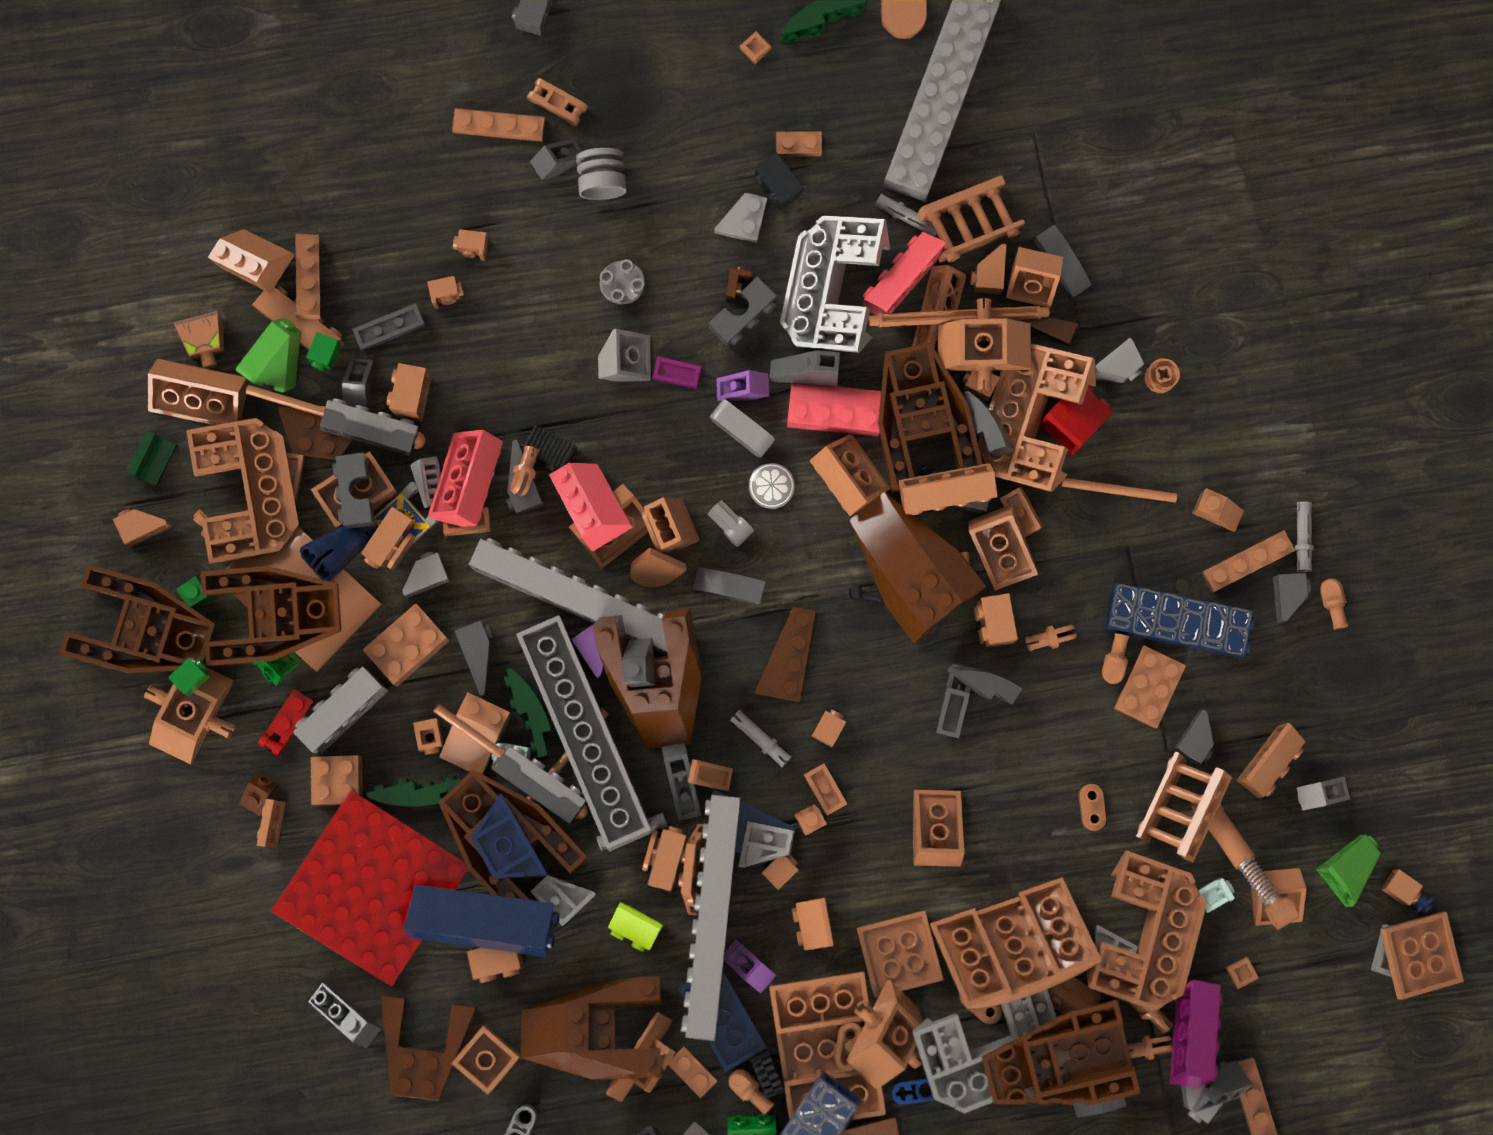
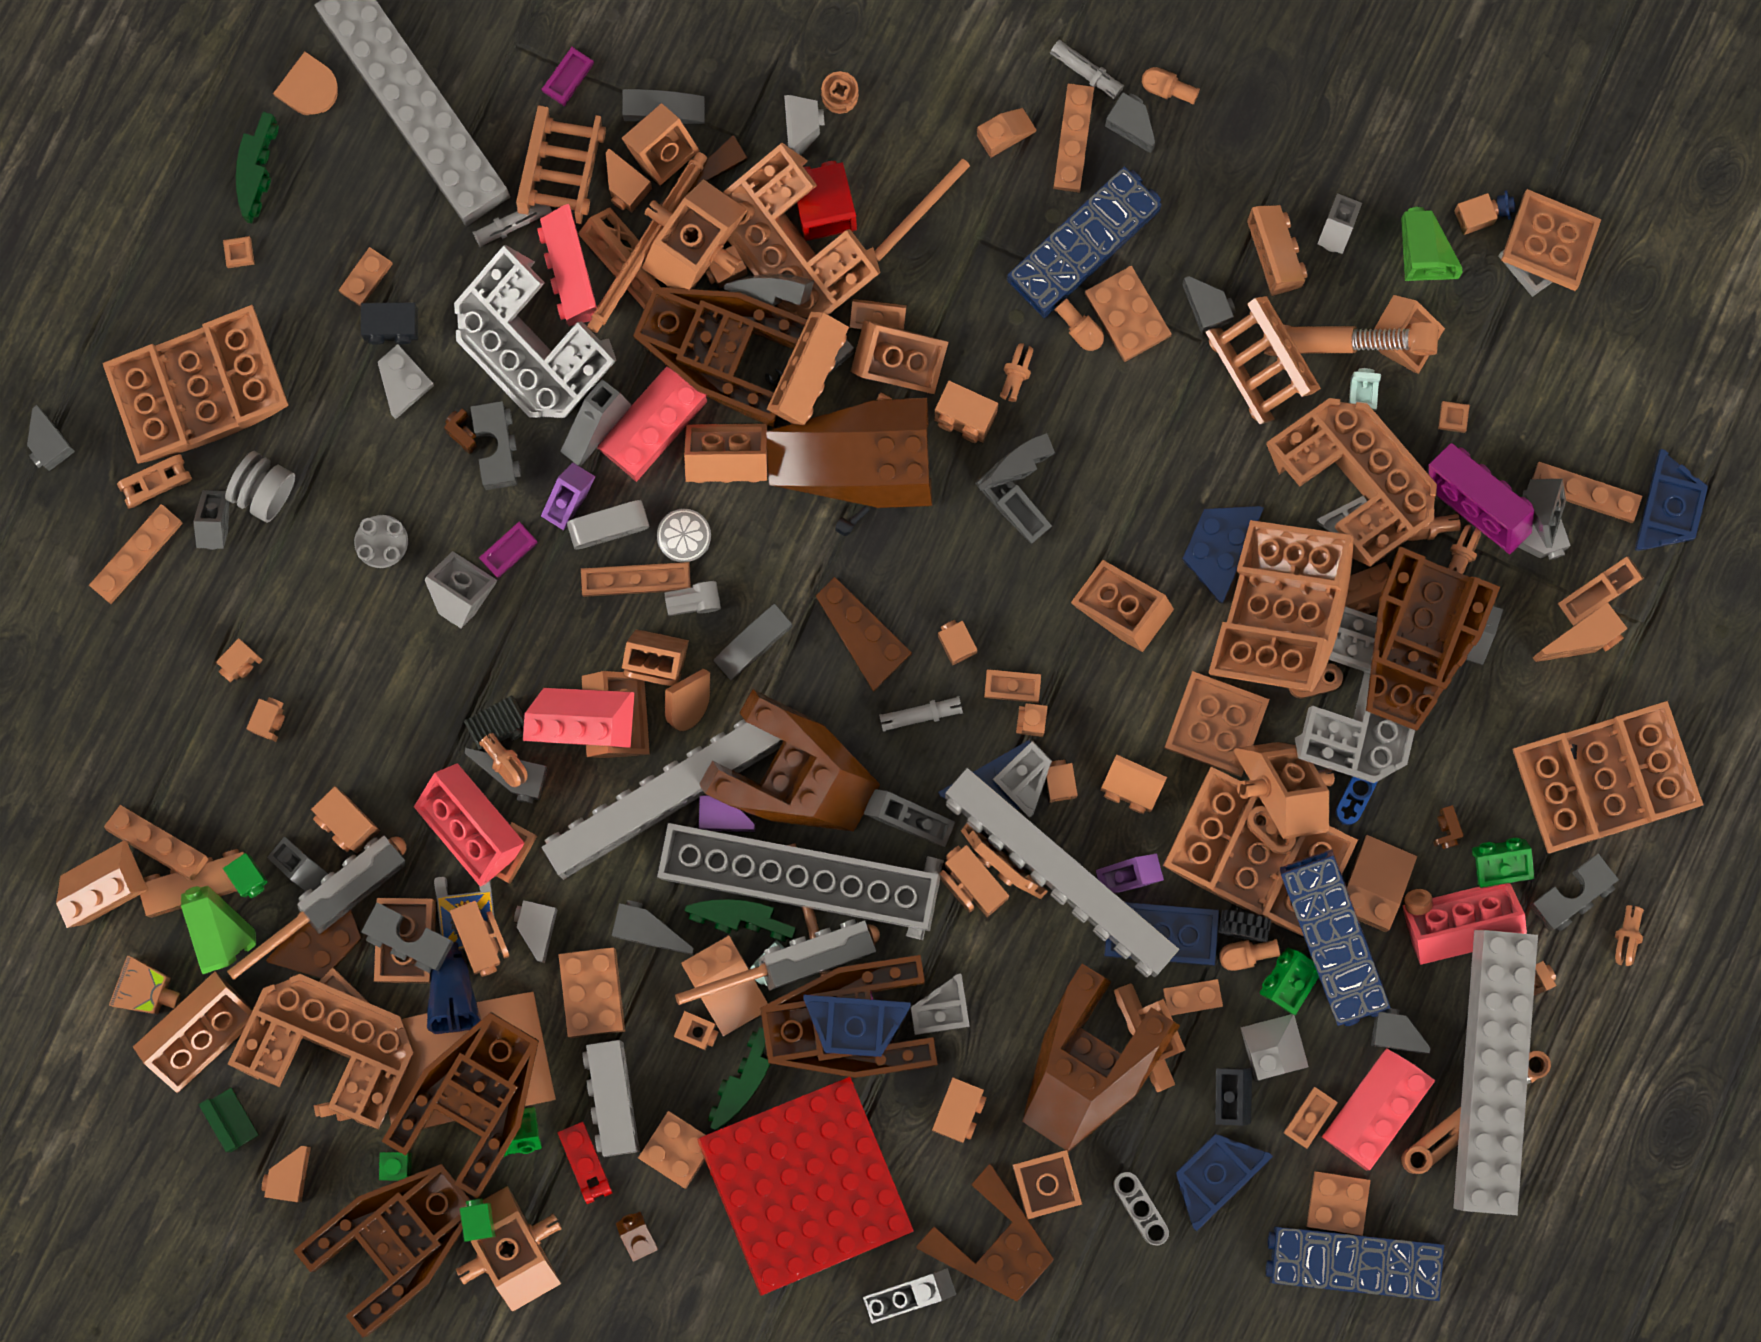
camera: 50 degrees left, 0 degrees up
(271, 823) = (680, 1248): nougat plate -> none
(388, 327) = (263, 798): dark grey plate -> none
(420, 474) = (431, 862): light grey slope -> none
(481, 920) = (913, 1095): dark blue brick -> none
(635, 926) = (1018, 955): lime slope -> none
(639, 663) = (771, 775): dark grey slope -> none
(640, 83) = (196, 386): none -> nougat slope
(710, 775) = (923, 785): nougat tile -> none
(717, 474) = (635, 579): none -> nougat tile
(1028, 866) = (1218, 546): none -> dark blue wing
(1037, 182) = (567, 76): none -> magenta tile
(1090, 807) = (1202, 449): nougat plate -> none

